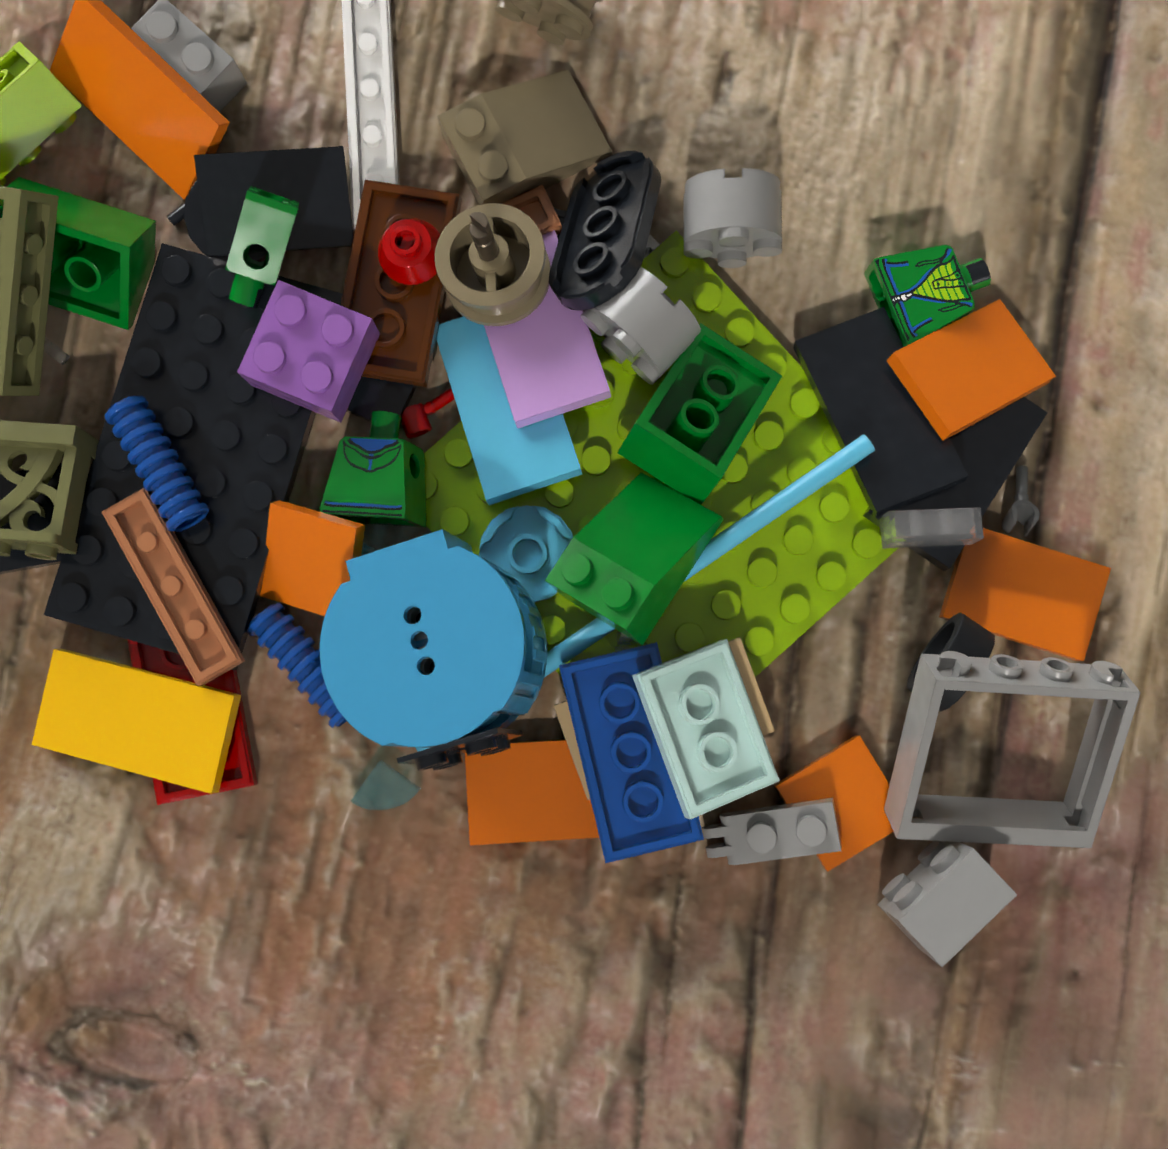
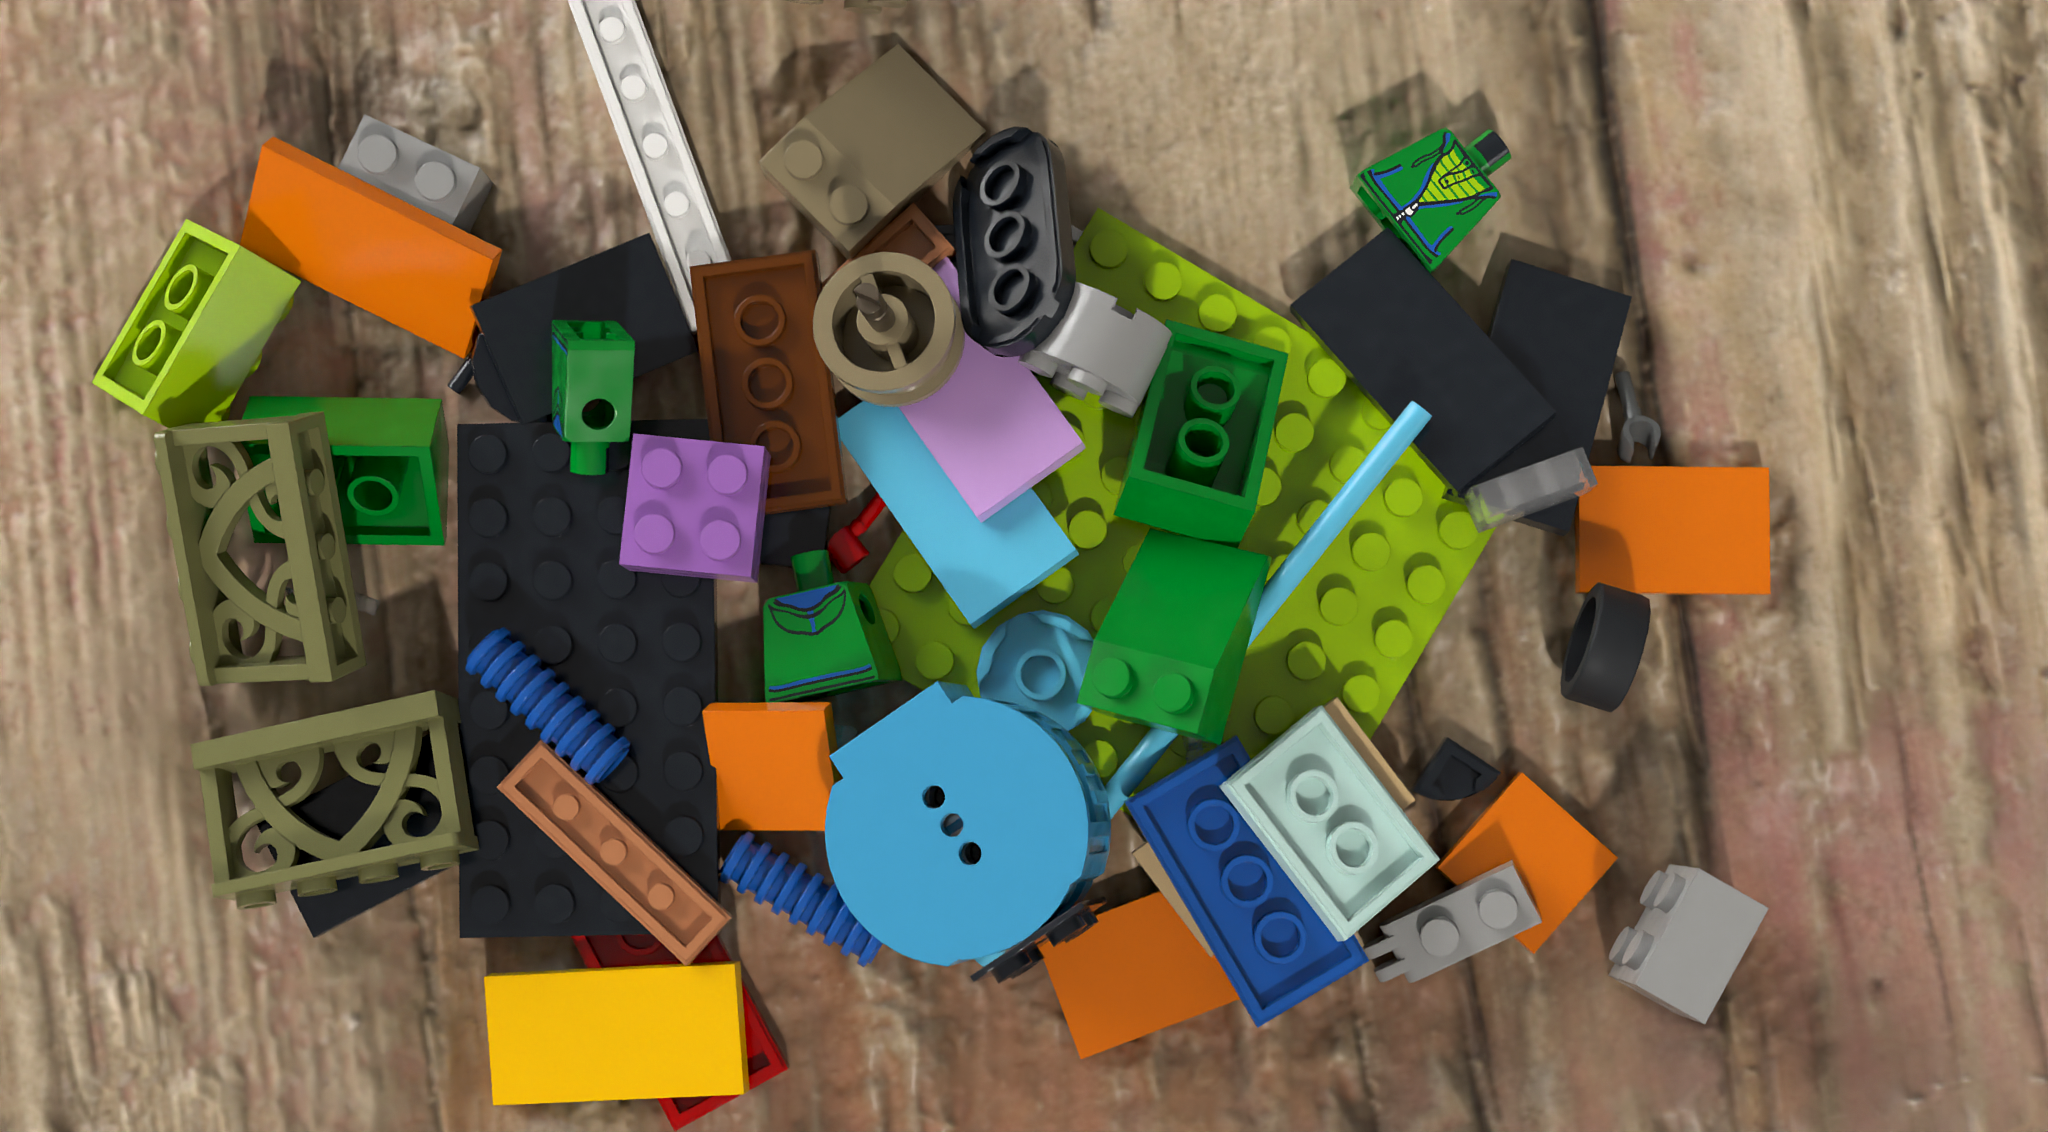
camera: 20 degrees left, 0 degrees up
(385, 789) = (952, 1023): clear light blue tile -> none
(409, 251) = (778, 361): red cone -> none
(732, 216) = (1166, 175): light grey brick -> none
(809, 721) = (1453, 774): none -> black tile
(970, 369) = (1519, 274): orange tile -> none
(1011, 820) = (1731, 820): light grey window -> none

